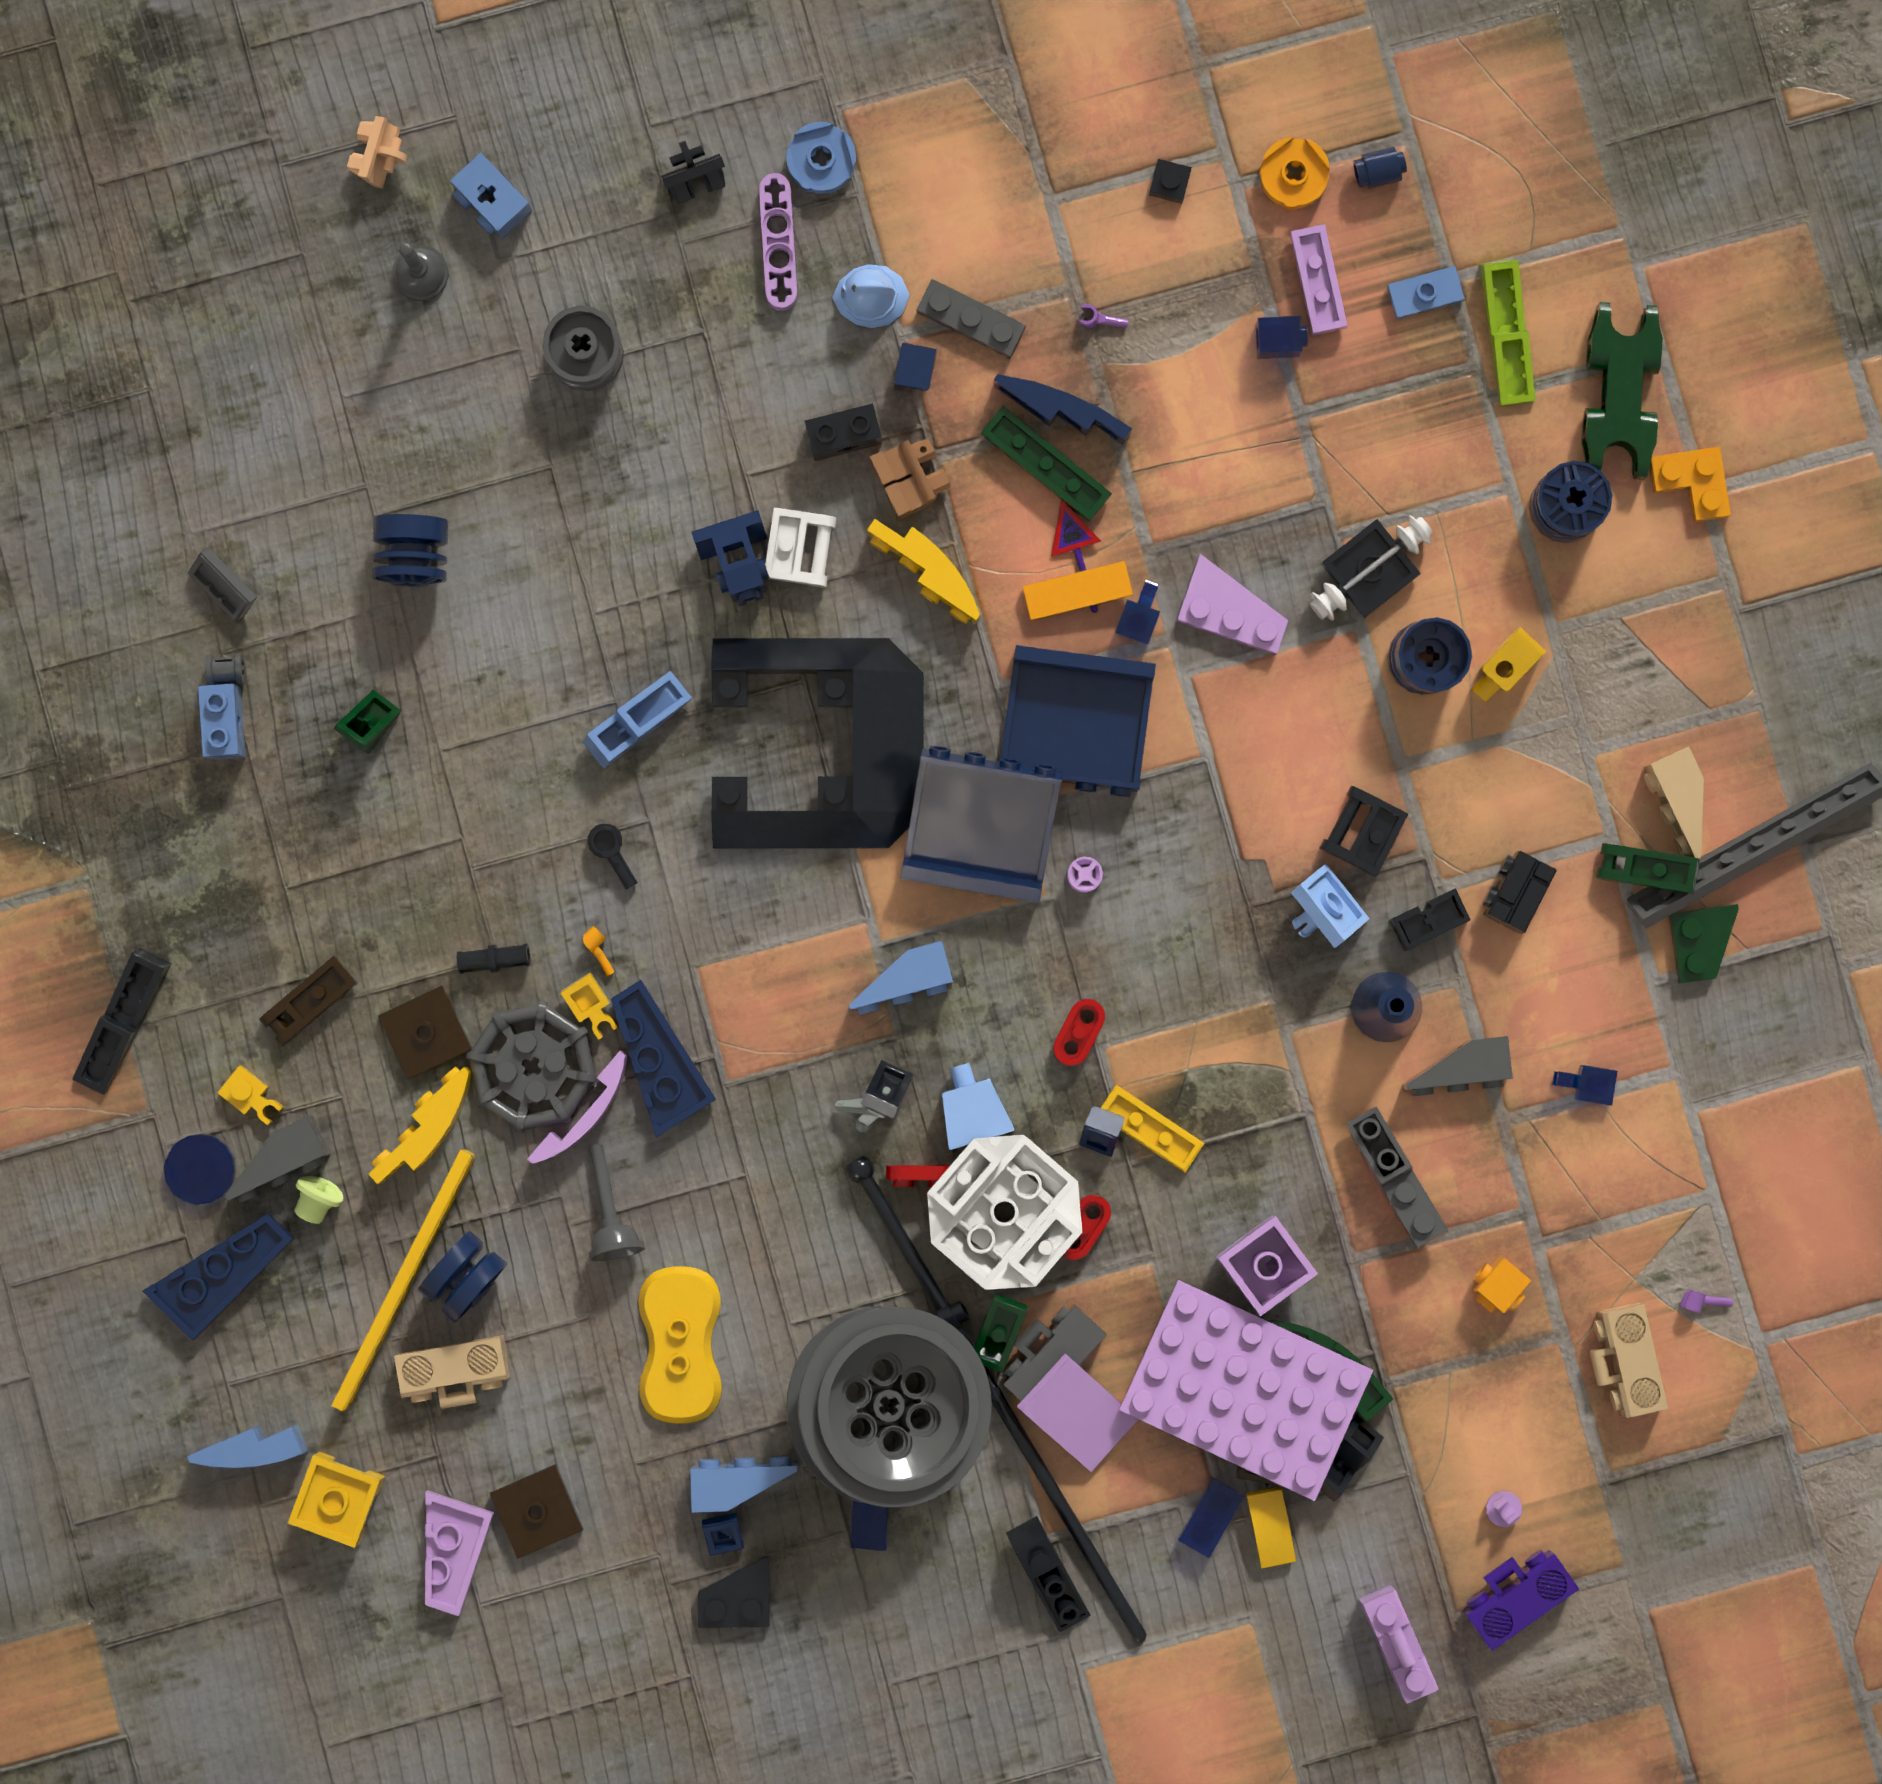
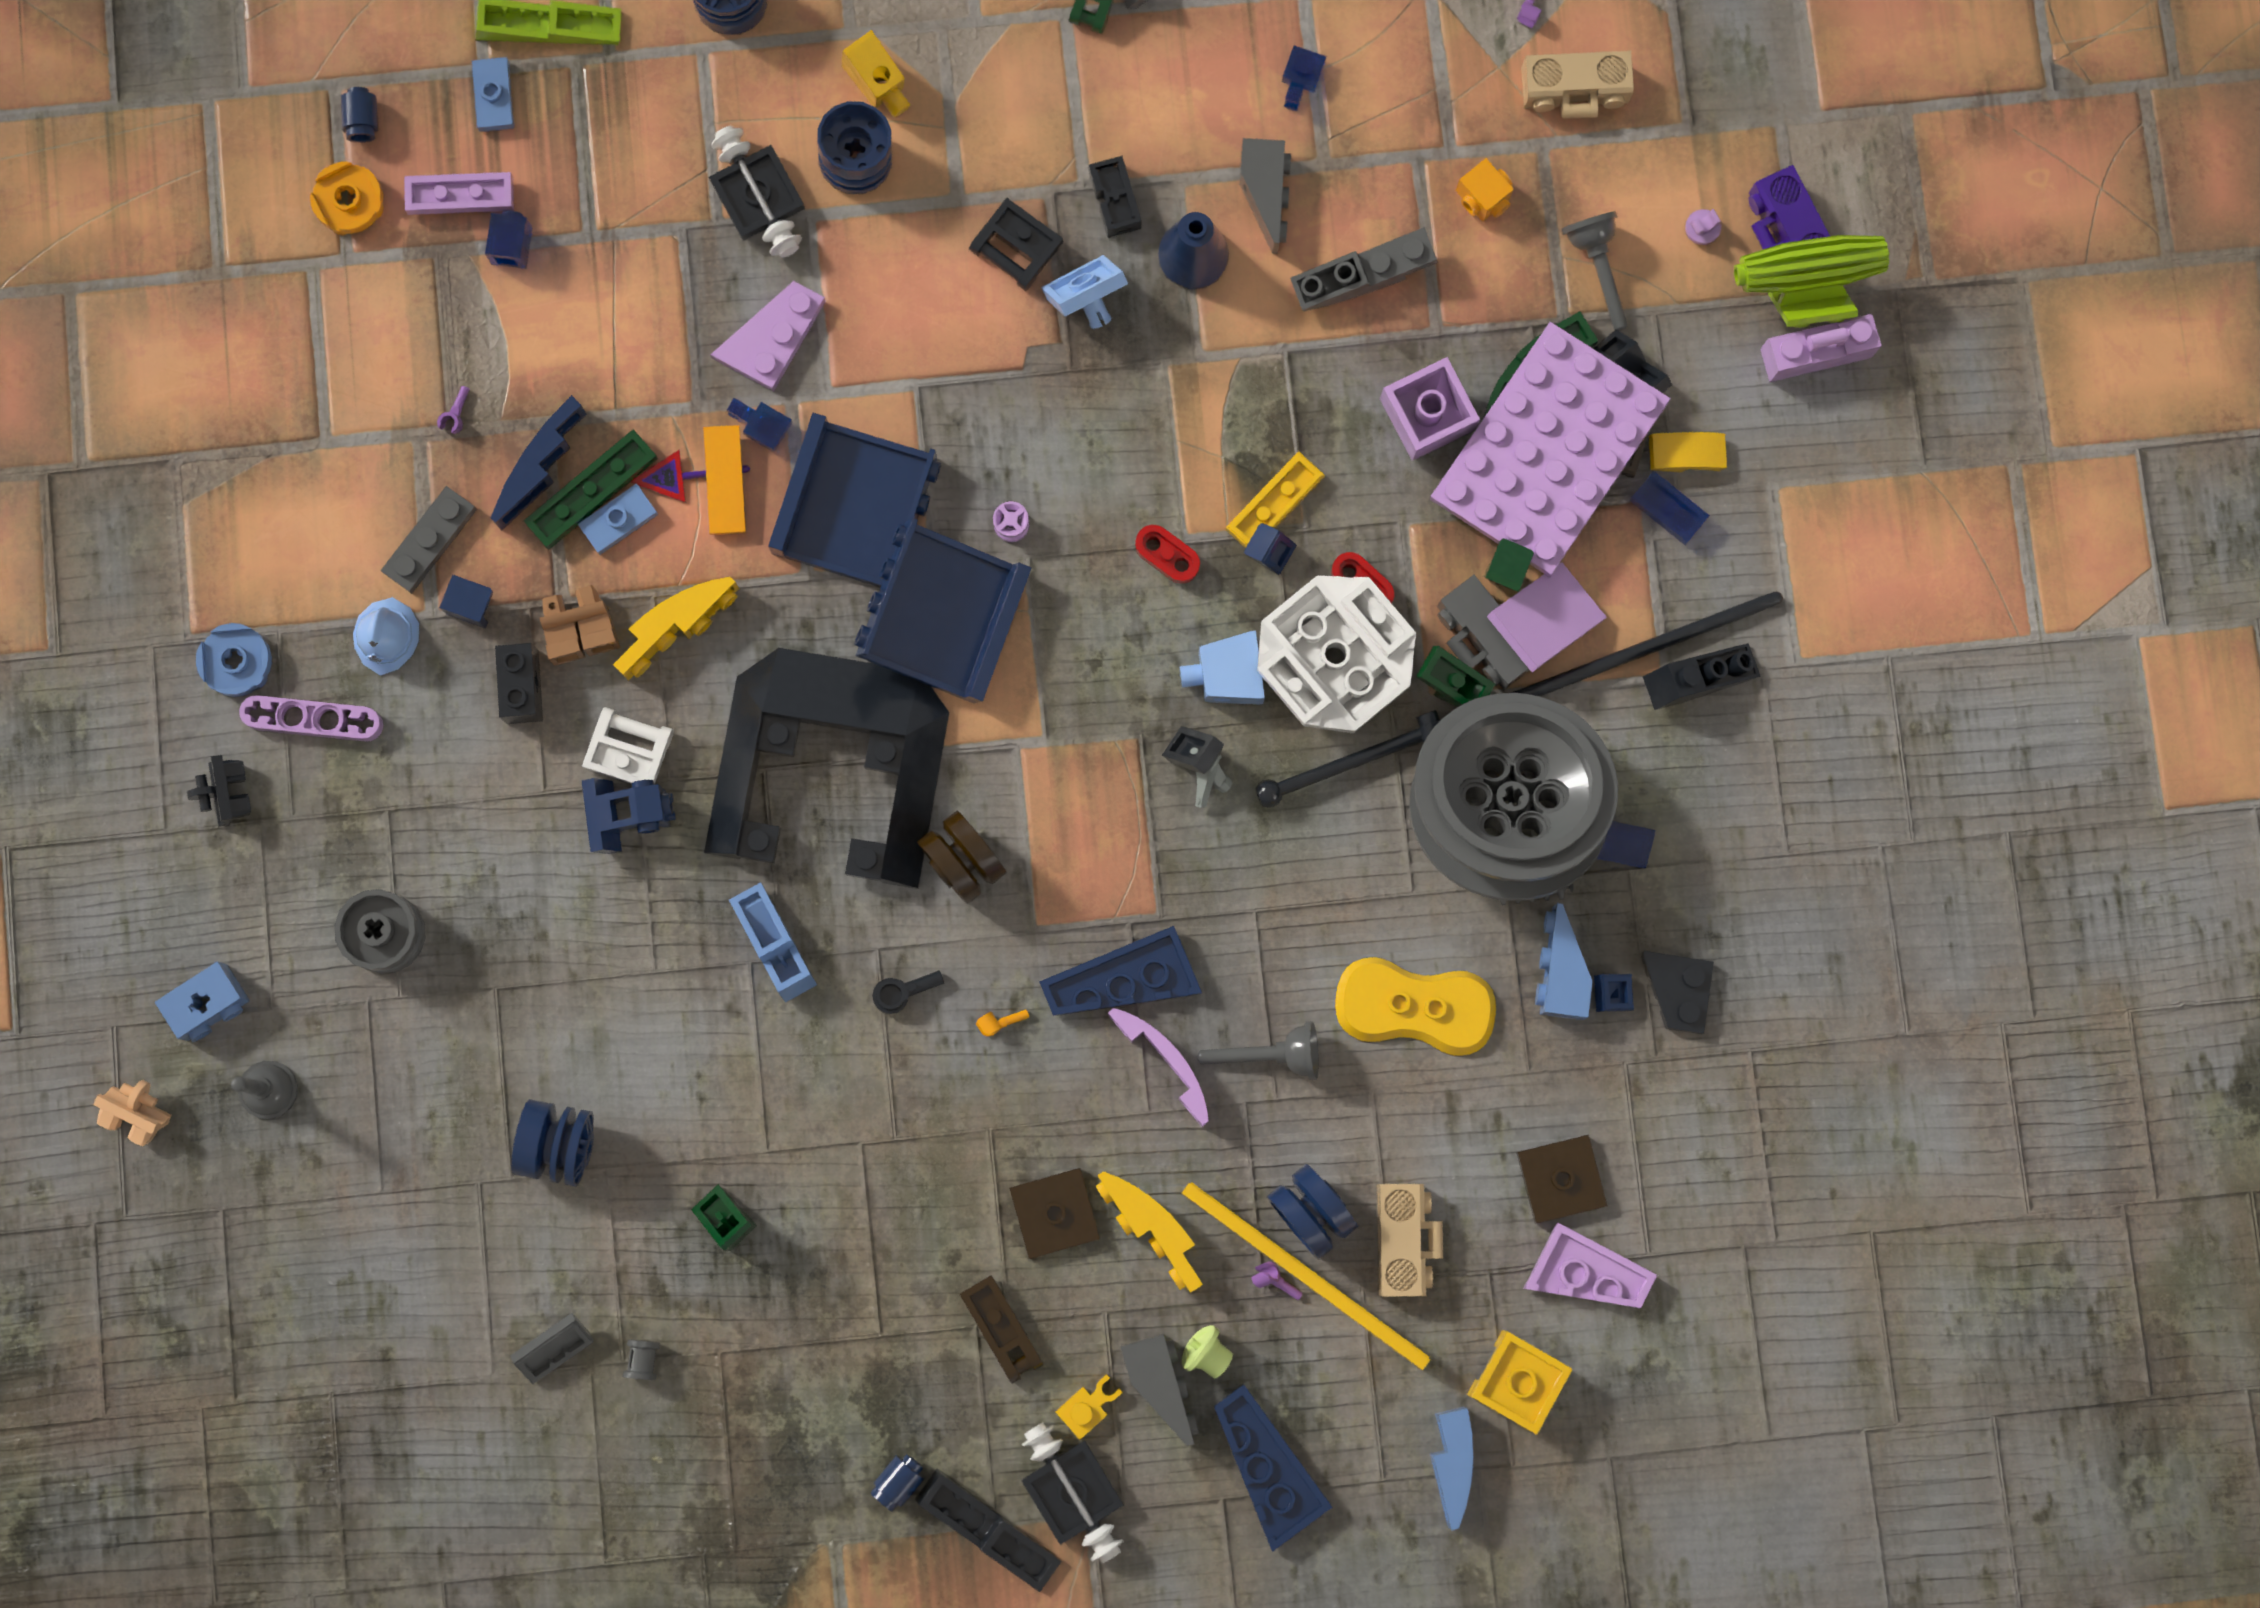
camera: 80 degrees left, 5 degrees down
(150, 929) = (897, 1482): none -> dark blue brick
(167, 1094) = (1072, 1492): none -> black plate
(200, 1169) = (1155, 1472): clear blue tile -> none
(221, 721) = (695, 1371): medium blue brick -> none
(399, 1247) = (1270, 1274): none -> medium lavender hand
(493, 958) = (991, 1129): black pin -> none
(511, 1069) = (1130, 1109): dark grey plate -> none
(586, 1001) = (1051, 1040): yellow plate -> none
(740, 881) = (957, 861): none -> dark brown wheel
(906, 1174) = (1282, 749): red plate -> none
(913, 972) = (1079, 708): medium blue slope -> none
(1022, 495) = (618, 519): none -> medium blue plate
(1118, 1367) = (1509, 564): none -> dark green slope
(1170, 181) = (330, 320): black plate -> none
(1464, 1625) = (1809, 275): none -> lime plate
(1471, 1400) = (1593, 236): none -> dark grey piece
(1519, 891) = (1102, 106): black brick -> none

